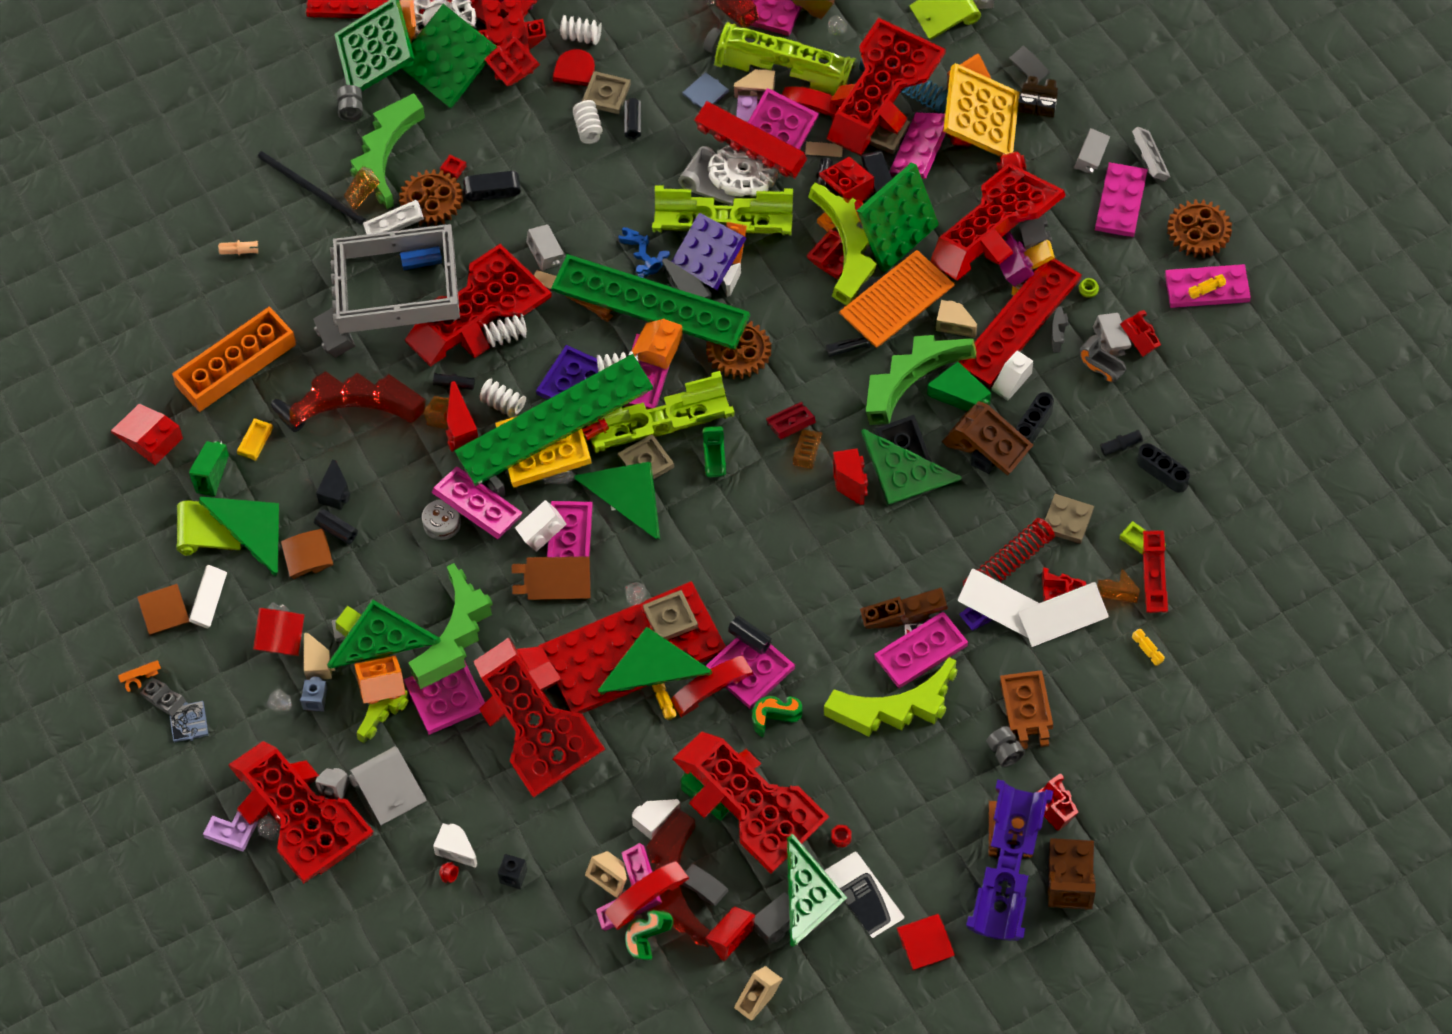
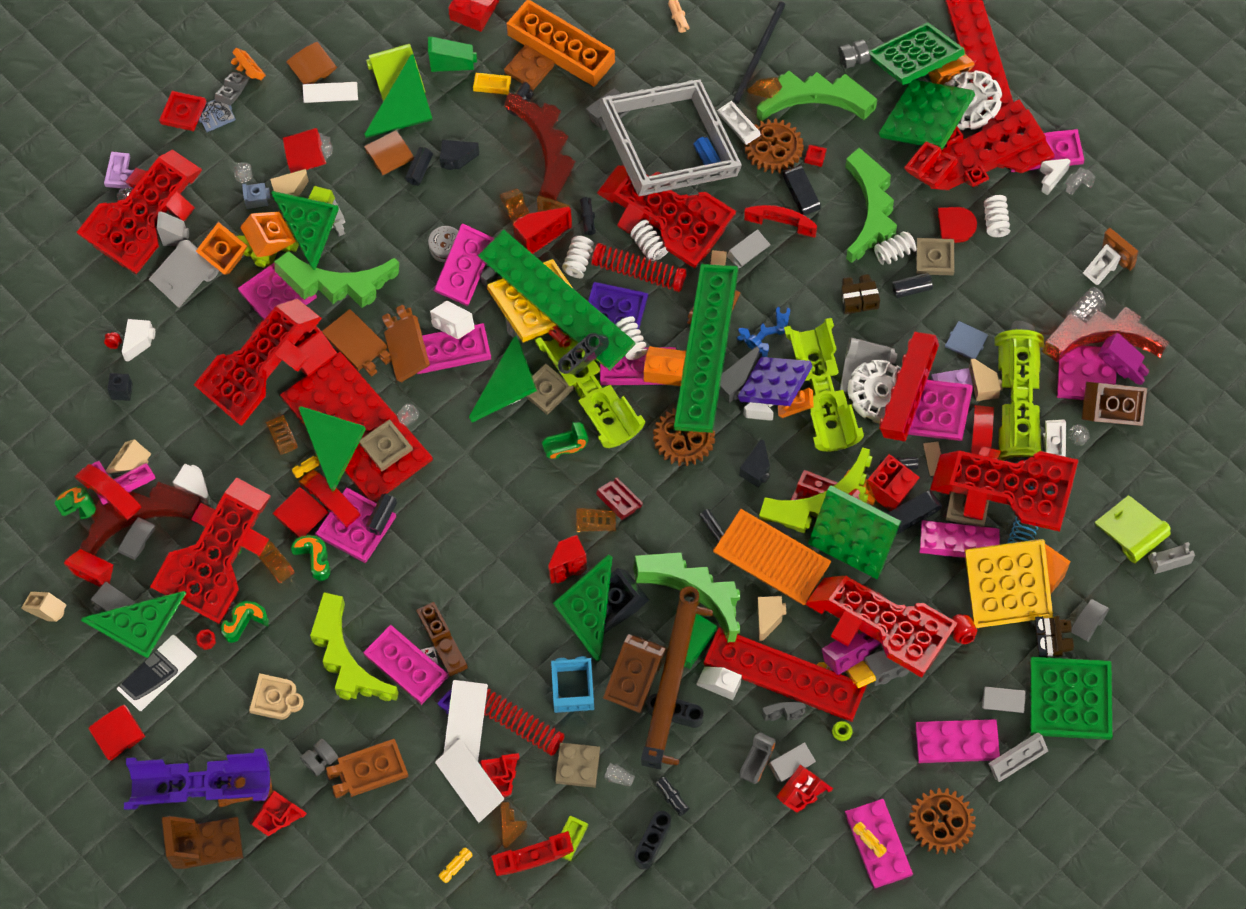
camera: 75 degrees right, 5 degrees up
(175, 751) = (182, 111): none -> red plate
(247, 400) = (529, 67): none -> dark orange plate
(379, 730) = (222, 249): none -> orange slope
(415, 447) = (515, 204): none -> clear orange slope
(505, 124) = (873, 182): none -> bright green arch
(531, 193) = (783, 215): none -> red slope
(534, 624) = (357, 342): none -> dark orange tile
(561, 308) = (598, 255): none -> red piece
(618, 714) = (287, 446): none -> clear orange slope
(631, 163) = (859, 295): none -> dark brown hips
(639, 410) = (574, 356): none -> black beam
(720, 717) = (300, 512): none -> red slope
(772, 744) = (280, 572): none -> clear orange slope
(789, 292) = (756, 466): none -> black slope
(827, 797) = (240, 617): none -> green animal
(837, 42) = (1055, 437): none -> white slope
(925, 780) = (275, 697): none -> tan plate
(985, 487) = (573, 703): none -> dark azure window
(1081, 438) = (669, 685): none -> reddish brown piece
(1087, 485) = (618, 775): none -> clear cone
(1102, 99) = (1071, 698): none -> green plate

